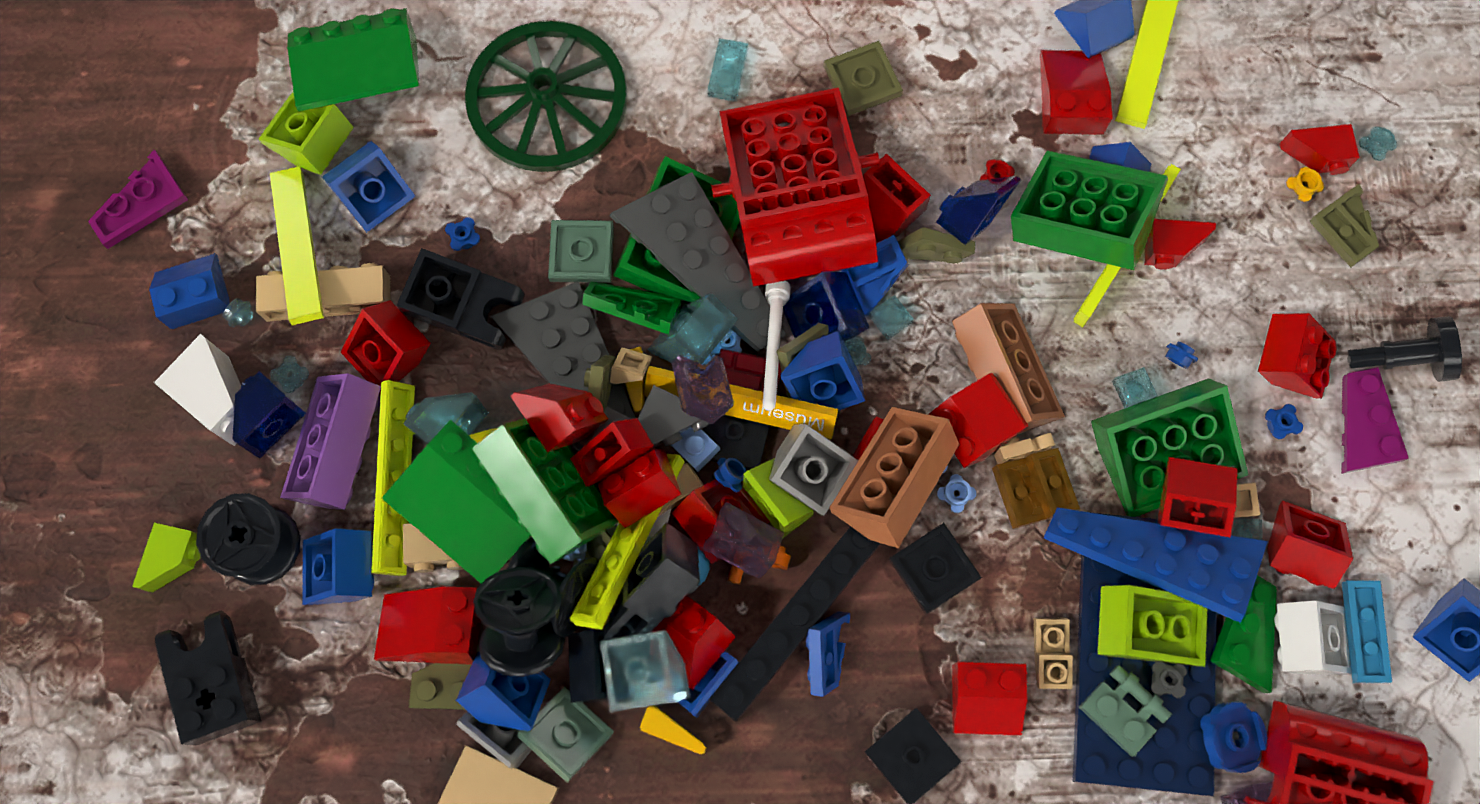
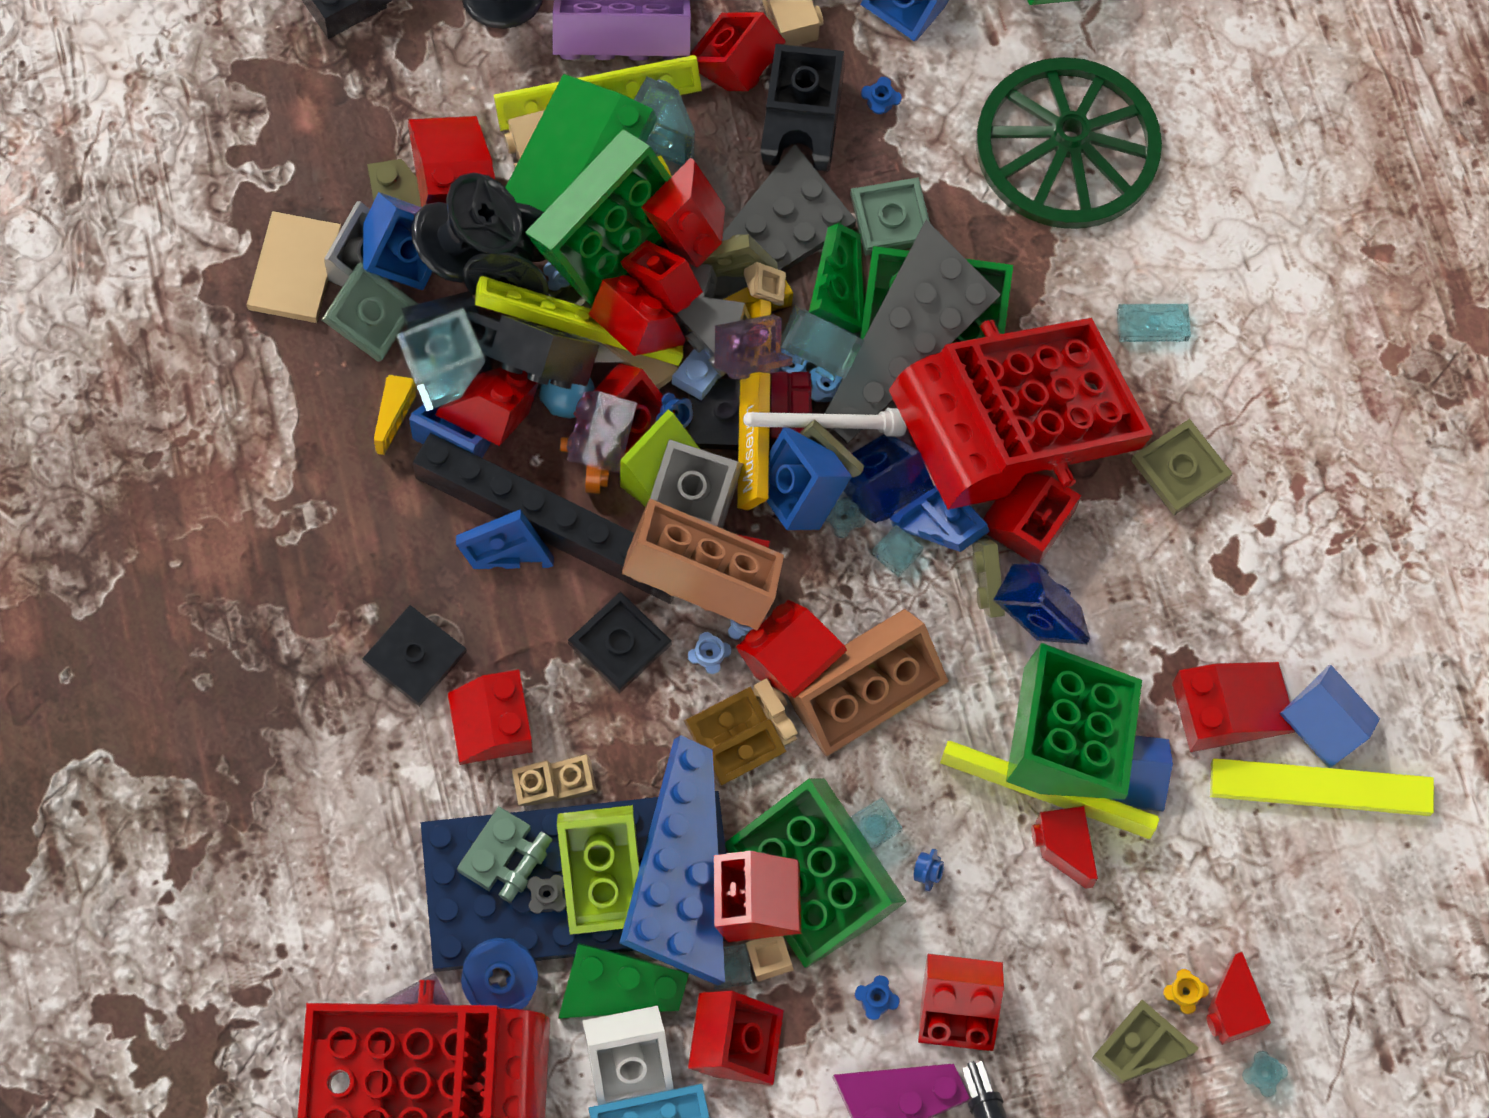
camera: 70 degrees right, 5 degrees down
(337, 567) = (493, 65): blue slope -> none
(997, 167) = (1105, 627): red plate -> none

